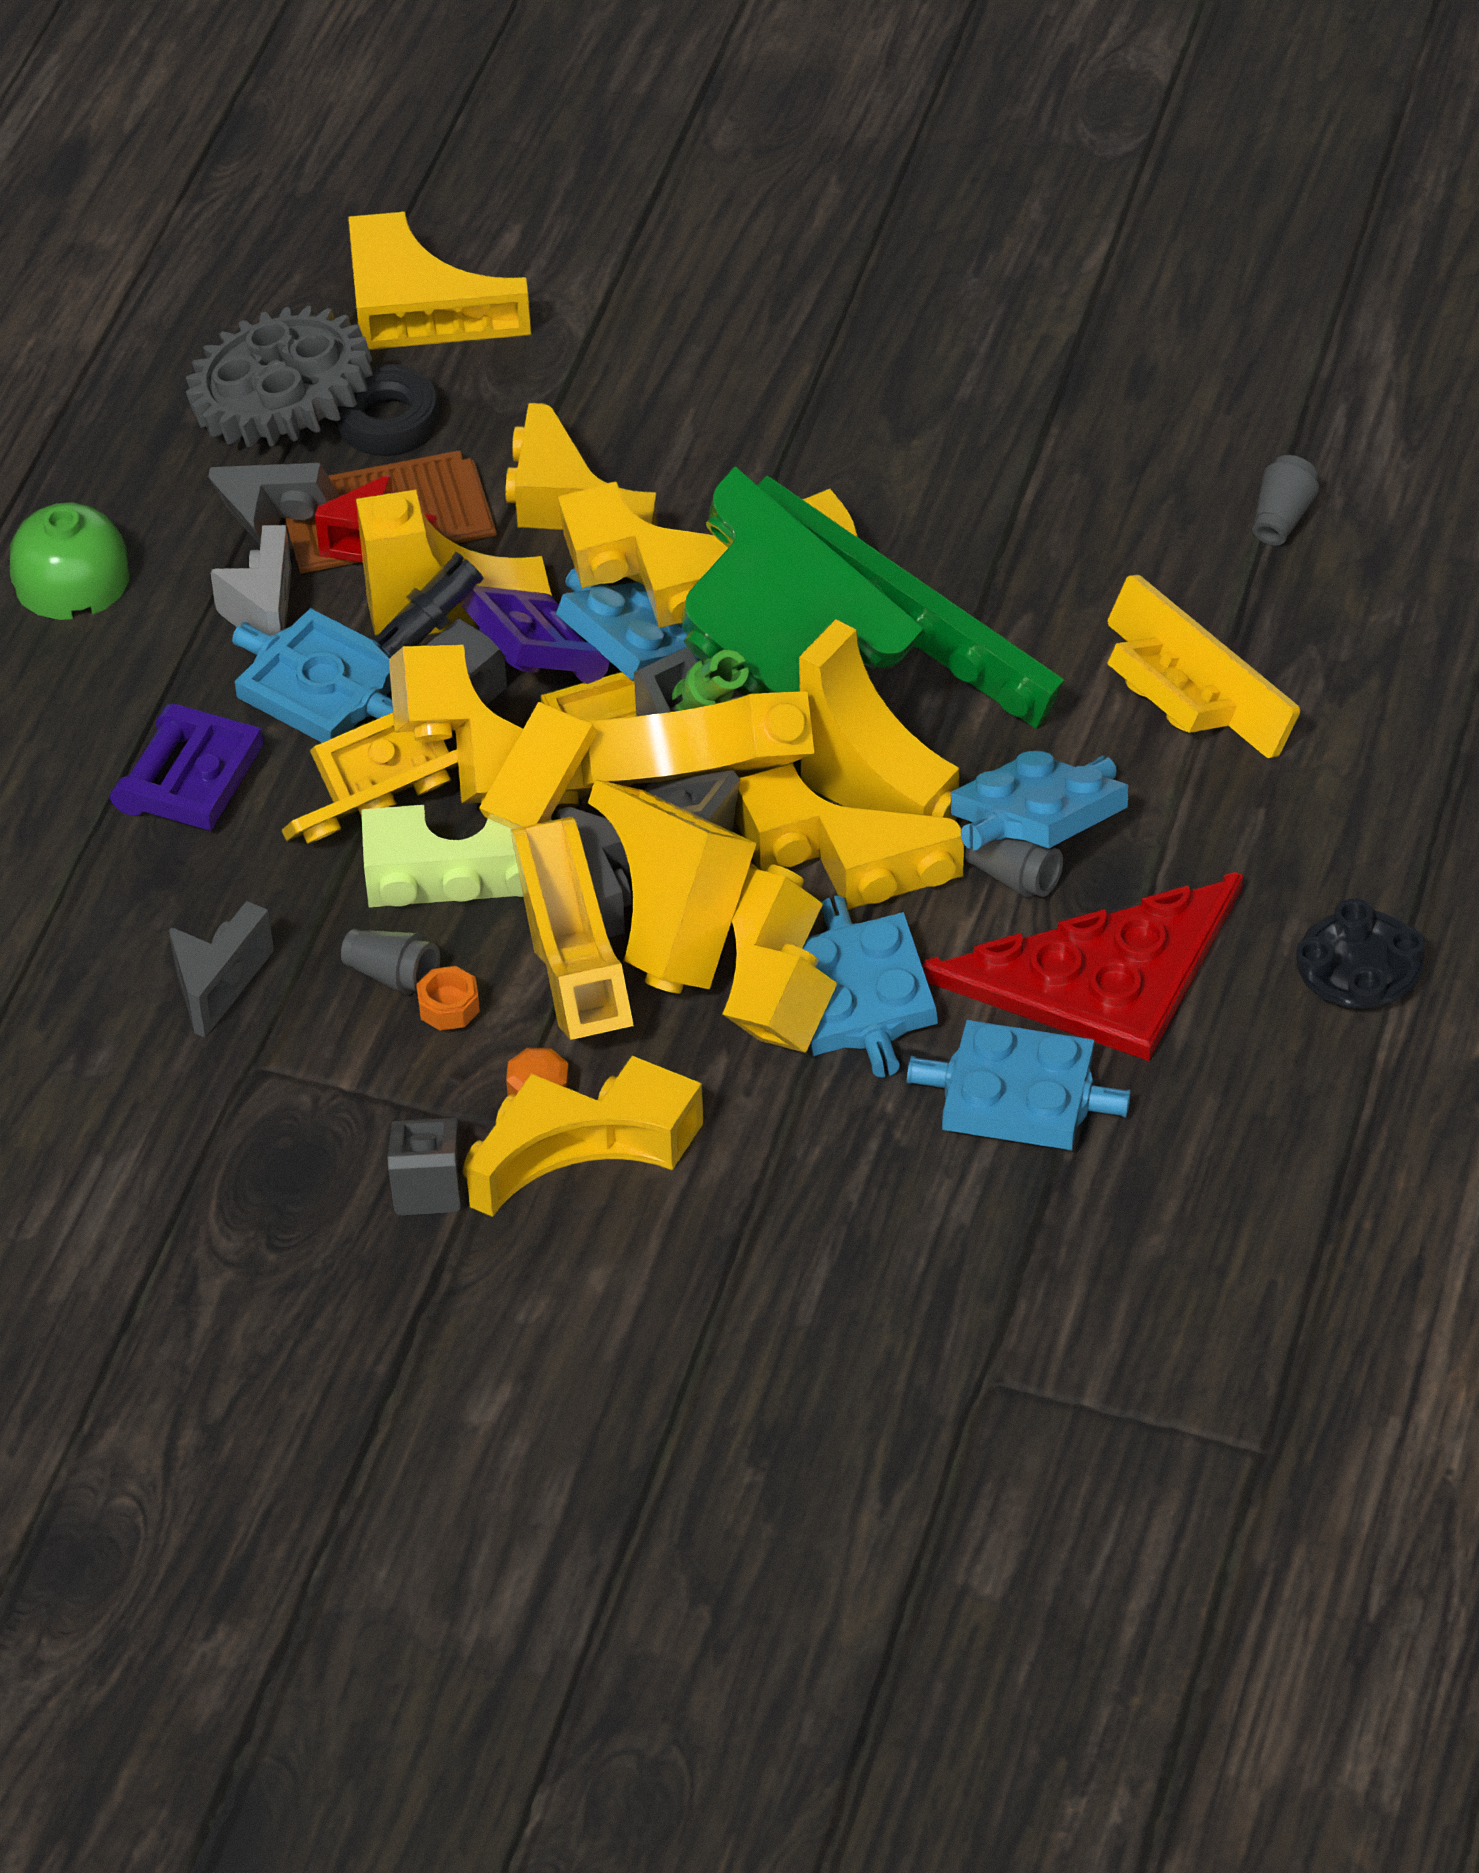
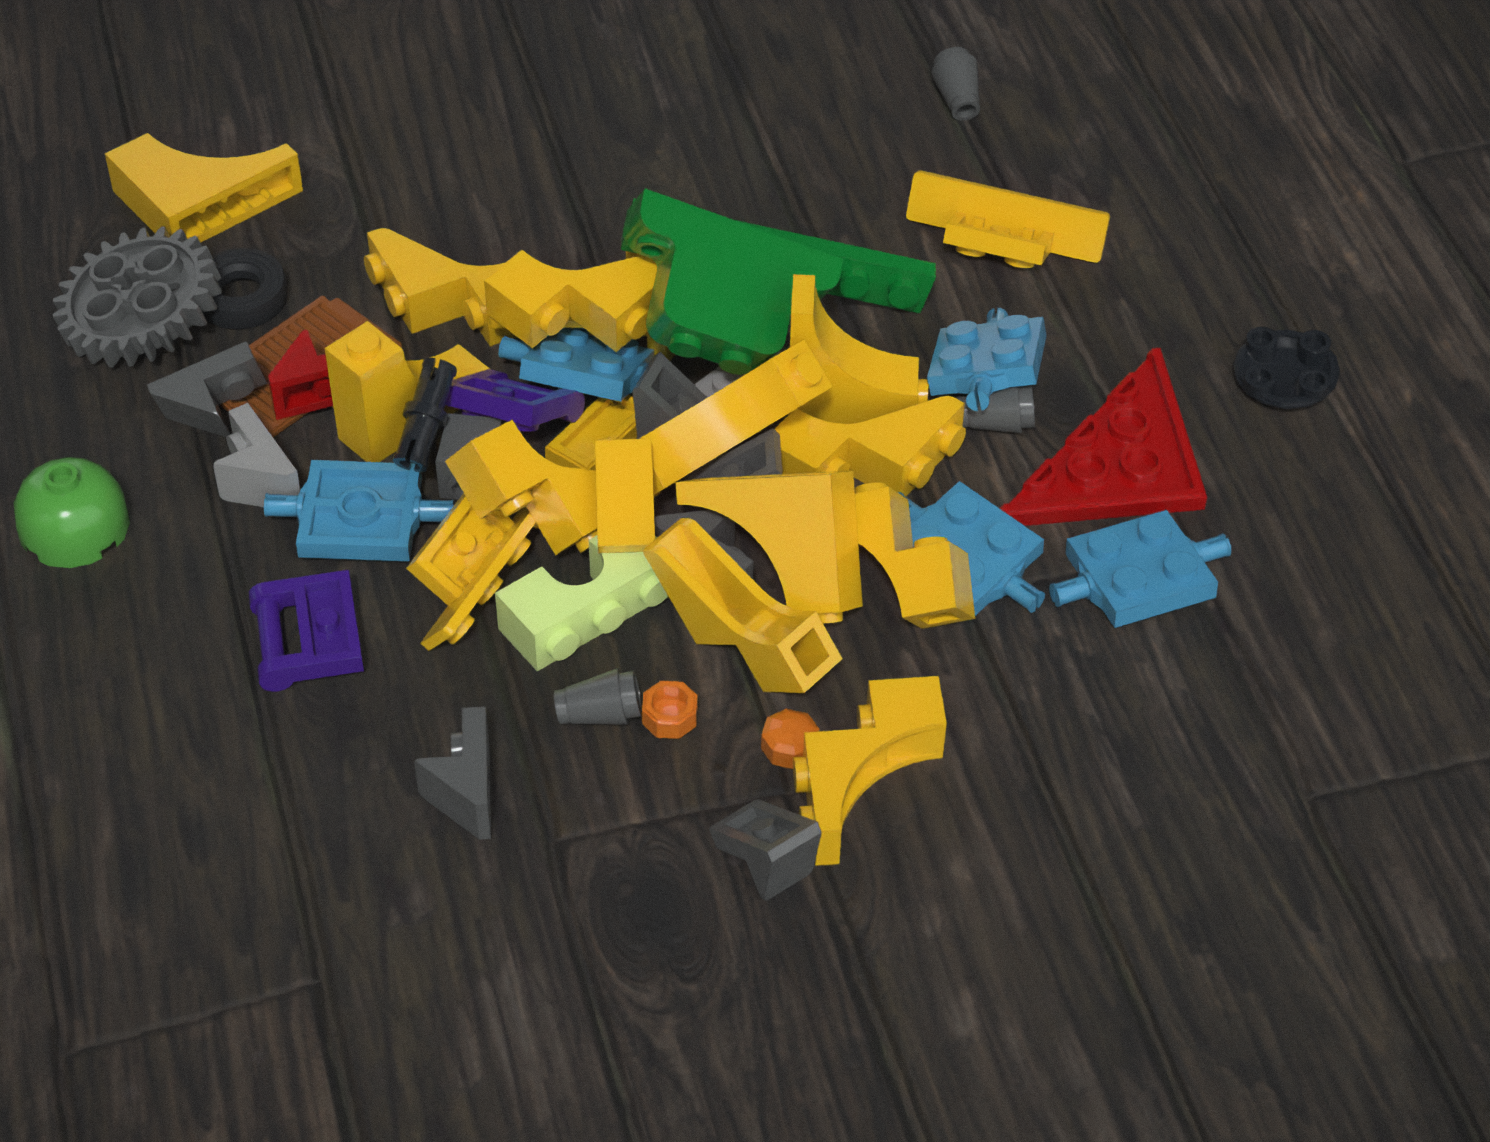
camera: 35 degrees left, 0 degrees up
(712, 681) = (711, 369): bright green pin -> none

